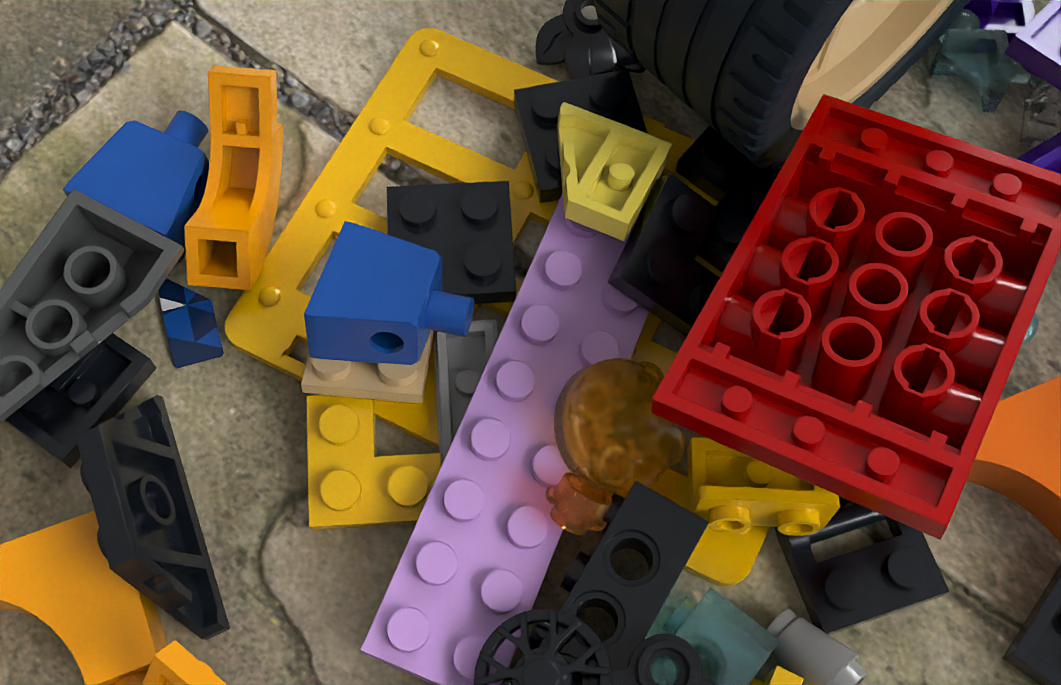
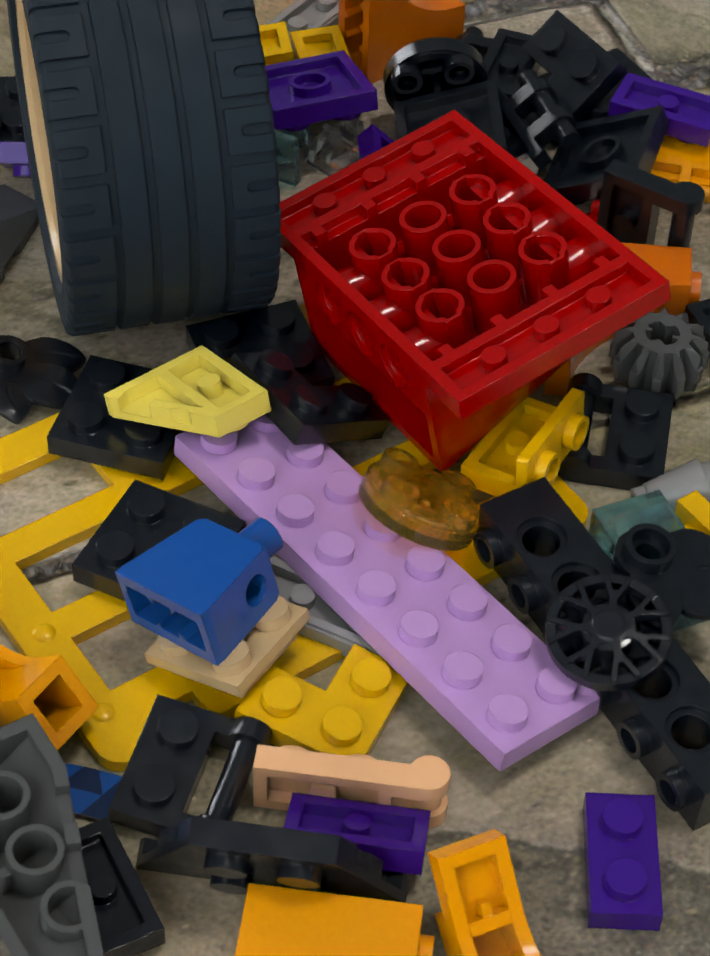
camera: 60 degrees left, 20 degrees down
(229, 378) = (171, 762): none -> black plate
(236, 563) = (386, 831): none -> dark purple plate
(285, 533) = (351, 777): none -> light nougat plate
(578, 504) = (477, 548): clear orange plate -> none
(1015, 561) = (660, 353): none -> dark grey gear

